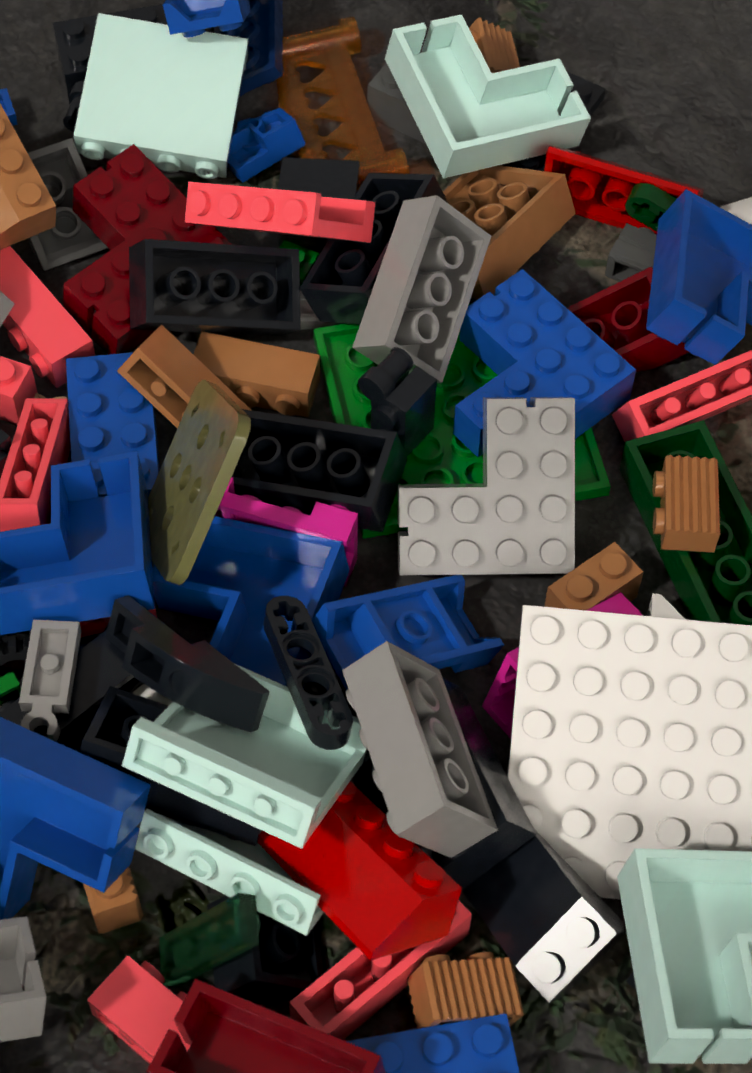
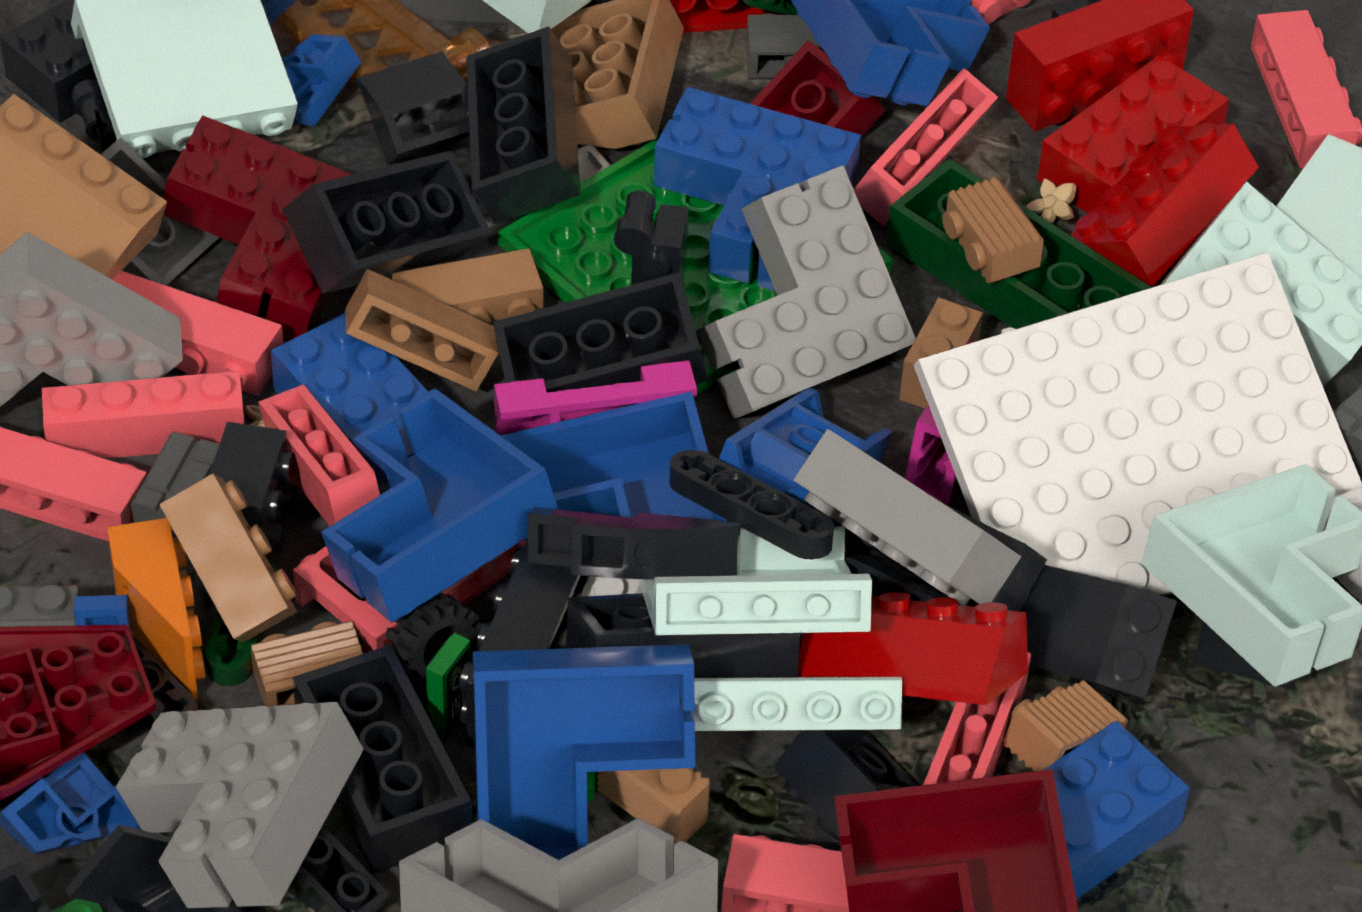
camera: 30 degrees left, 10 degrees down
(49, 673) = (497, 605): light grey plate -> none
(194, 478) = (555, 339): olive piece -> none
(209, 939) = (808, 777): clear green plate -> none
(279, 211) = (414, 118): coral window -> none
(423, 285) = (606, 129): light grey brick -> none

